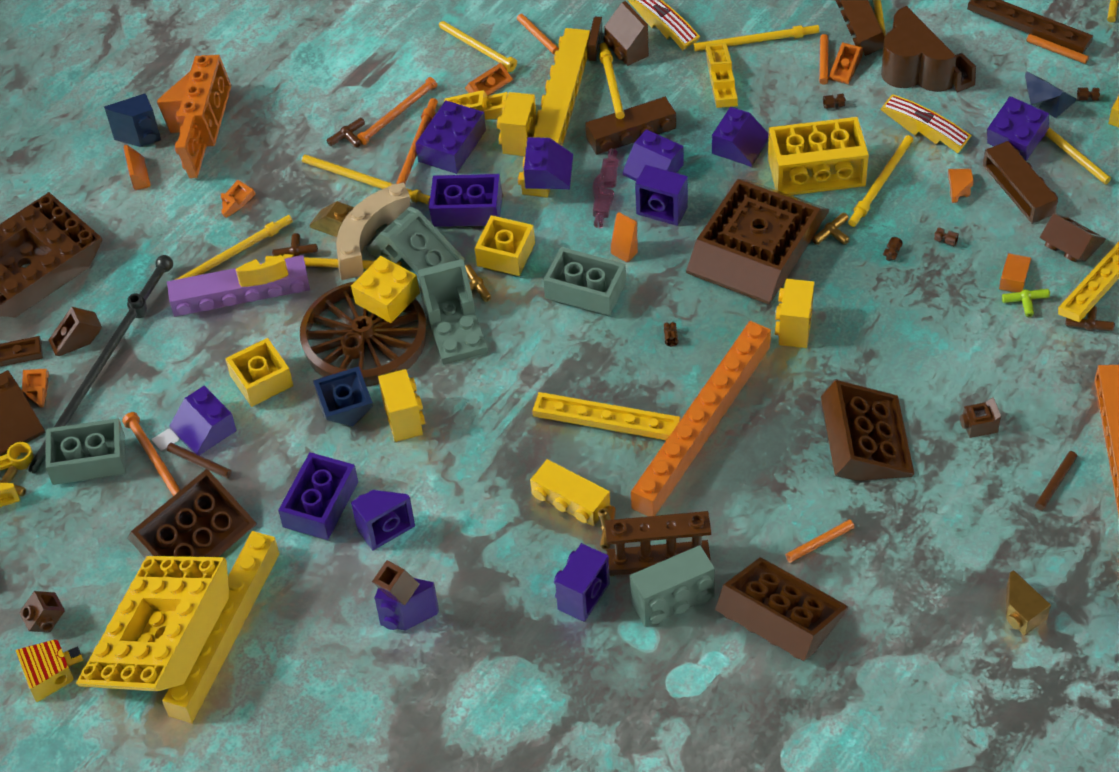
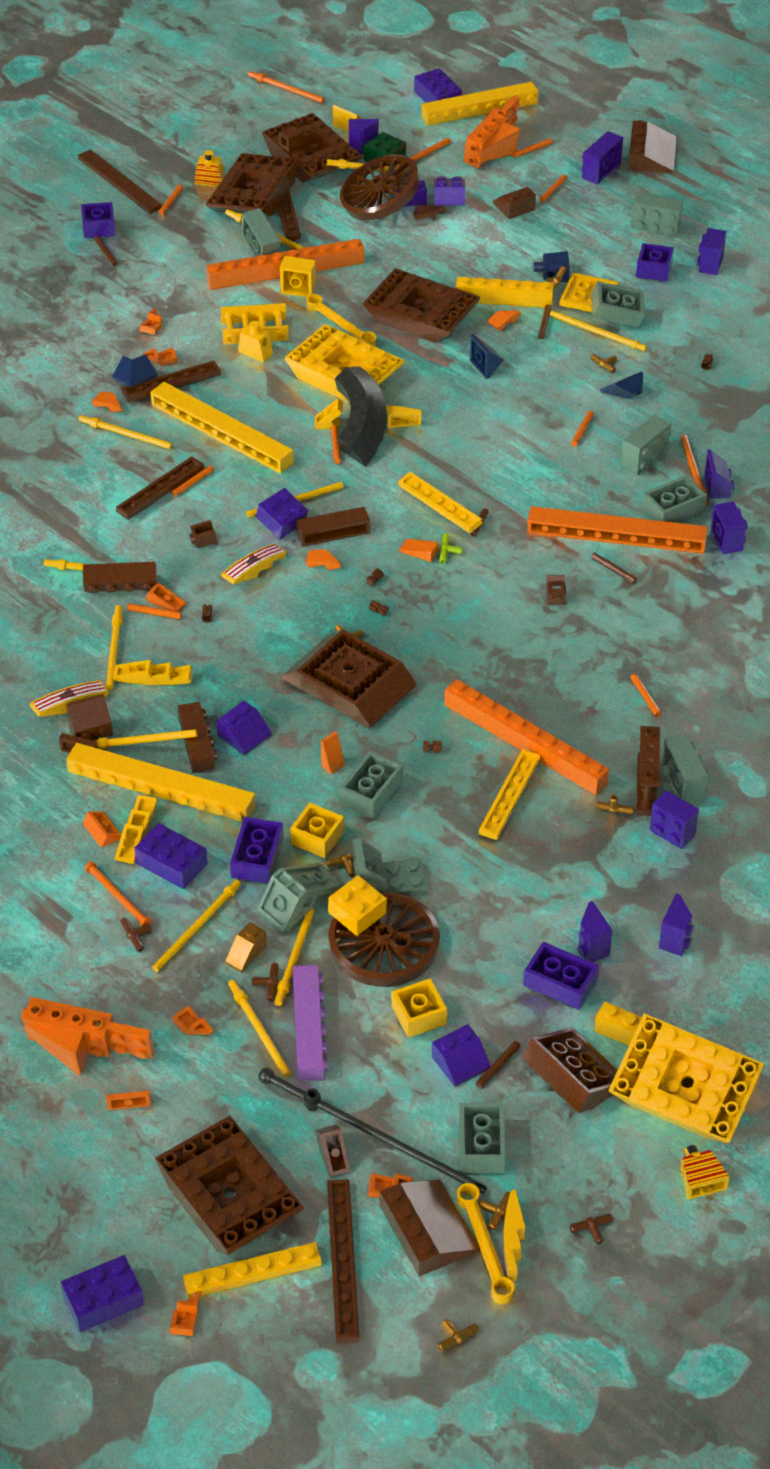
camera: 85 degrees left, 5 degrees down
(42, 611) = (649, 1172): reddish brown brick -> none
(132, 421) = (447, 1109): orange bar -> none
(133, 121) = (77, 1085): dark blue slope -> none
(164, 438) = (467, 1090): white sticker -> none
(257, 274) = (313, 996): yellow slope -> none
(343, 396) = (461, 950): dark blue slope -> none
(362, 224) = (279, 928): tan brick -> none
(395, 582) = (686, 904): reddish brown brick -> none
(402, 405) = (480, 912): yellow brick -> none
(427, 115) = (133, 873): orange bar -> none
(509, 63) = (50, 830): yellow bar -> none
(516, 122) = (178, 803): yellow brick -> none
(537, 33) = (51, 787): orange bar -> none
(547, 164) = (242, 788): dark purple slope -> none
(569, 492) = (581, 823): yellow brick -> none
(602, 195) = (269, 767): clear pink piece -> none
(661, 195) = (292, 723): dark purple brick -> none
(739, 137) = (231, 674): dark purple slope -> none
(780, 608) = (707, 719): reddish brown slope -> none
(794, 313) = (440, 663): yellow brick -> none
(818, 156) = (277, 626): yellow brick -> none
(863, 206) = (330, 616): yellow bar -> none
(865, 433) = (557, 653): reddish brown slope -> none
(916, 55) = (180, 551): reddish brown brick -> none
(1024, 605) = (717, 601): pearl gold slope -> none
(1047, 96) = (248, 494): dark blue slope -> none
(1071, 237) = (398, 511): reddish brown slope -> none
(1083, 94) = (248, 476): reddish brown piece -> none

